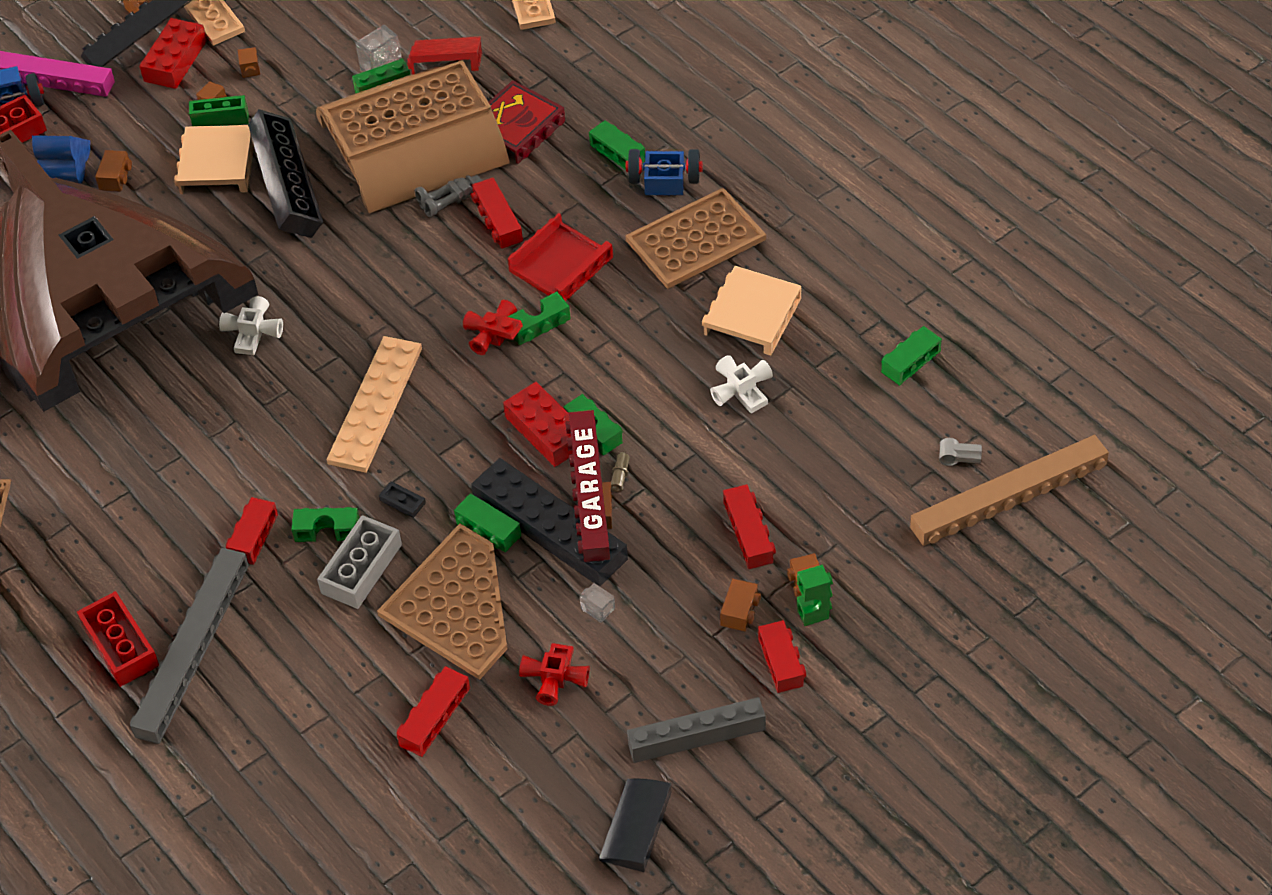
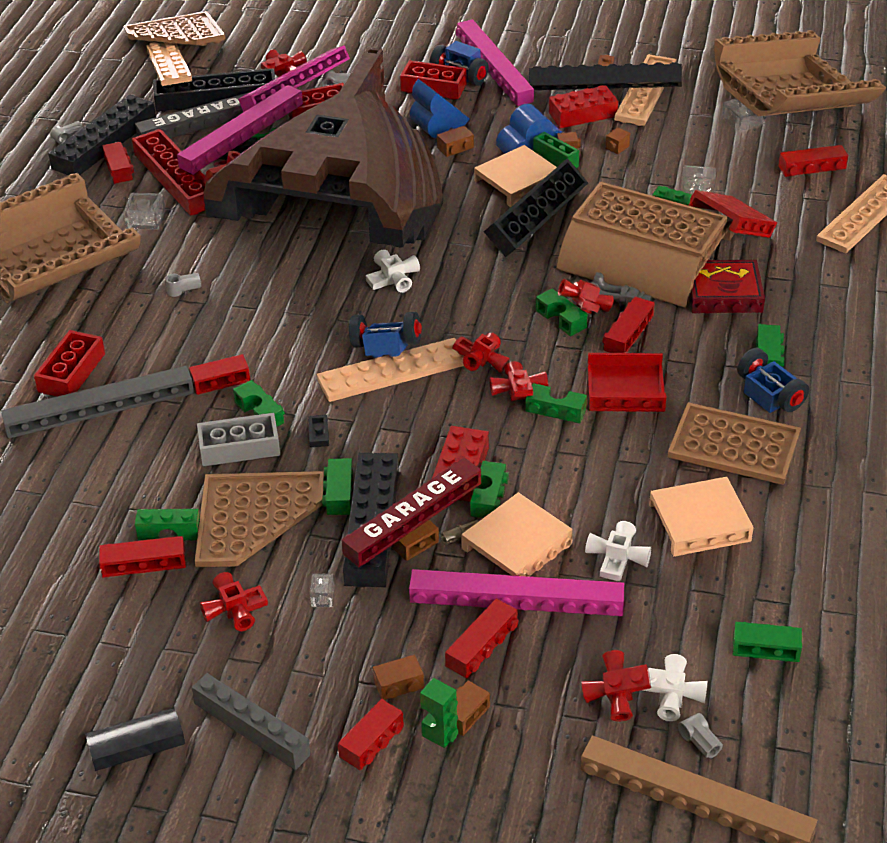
camera: 50 degrees right, 10 degrees down
(88, 490) = (176, 284): none -> light grey piece
(167, 115) = (524, 125): none -> blue brick
(344, 380) = (385, 337): none -> brick
(402, 681) = (182, 521): none -> green arch
(417, 242) = (571, 317): none -> green arch
(429, 328) = (481, 352): none -> red brick
(438, 215) = (586, 296): none -> red brick
(665, 436) = (518, 536): none -> light nougat panel
(720, 475) = (517, 591): none -> dark pink brick
(877, 469) = (618, 685): none -> red brick
(905, 439) = (672, 687): none -> white brick

